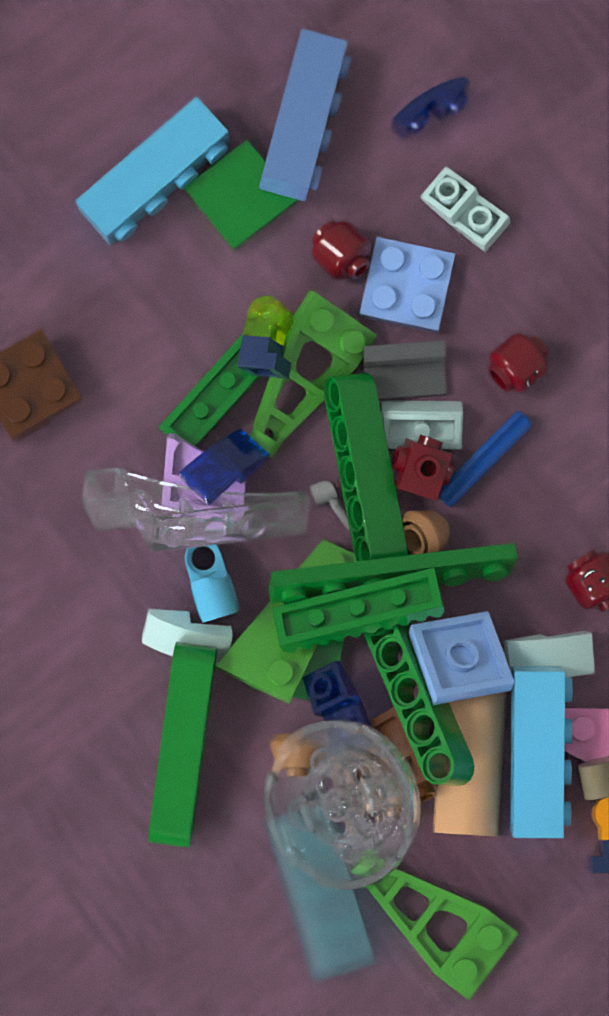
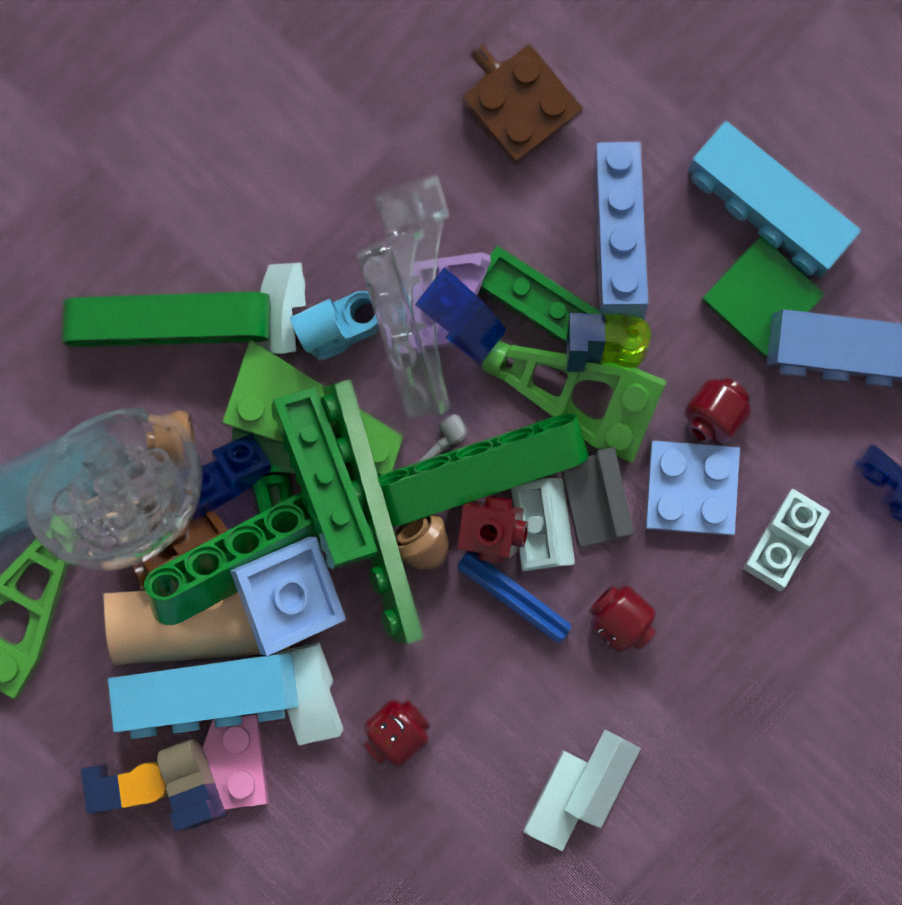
camera: 85 degrees right, 0 degrees up
(164, 311) = (620, 229): none -> medium blue brick
(362, 669) = (270, 491): none -> green slope

